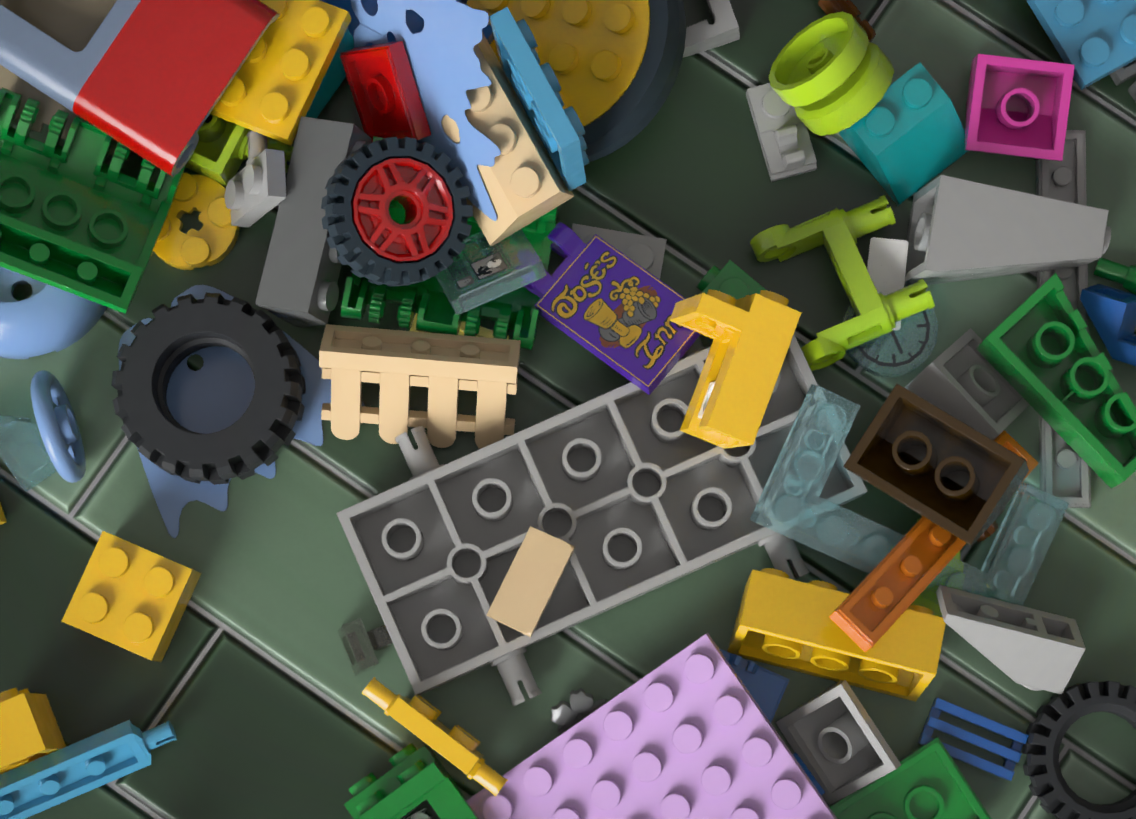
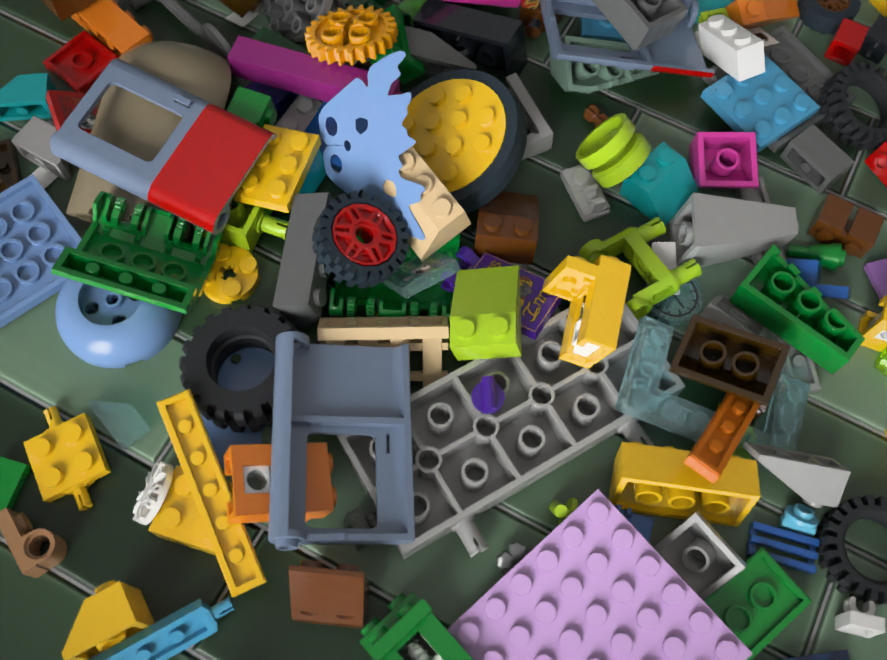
camera: 10 degrees left, 15 degrees down
(58, 426) = (143, 400): medium blue plate -> none
(70, 566) = (154, 493): none -> white wheel
(151, 577) = (211, 492): none -> yellow tile
(258, 185) = (269, 240): light grey plate -> none
(284, 574) = (255, 462): none -> orange brick
(306, 742) = (328, 595): none -> reddish brown slope
(352, 455) = (340, 394): none -> sand blue piece
(385, 91) = (345, 172): red tile -> none
(421, 719) = (409, 572): yellow plate -> none
(530, 581) = (474, 465): tan slope -> none
(539, 95) = (447, 152): dark azure plate -> none
(564, 479) = (487, 395): none -> dark purple plate
(578, 346) = (486, 314): none -> lime slope
(641, 189) = (508, 227): none -> reddish brown slope
(656, 653) = (563, 511): none -> lime plate
(1006, 702) = (799, 519): none -> medium azure plate

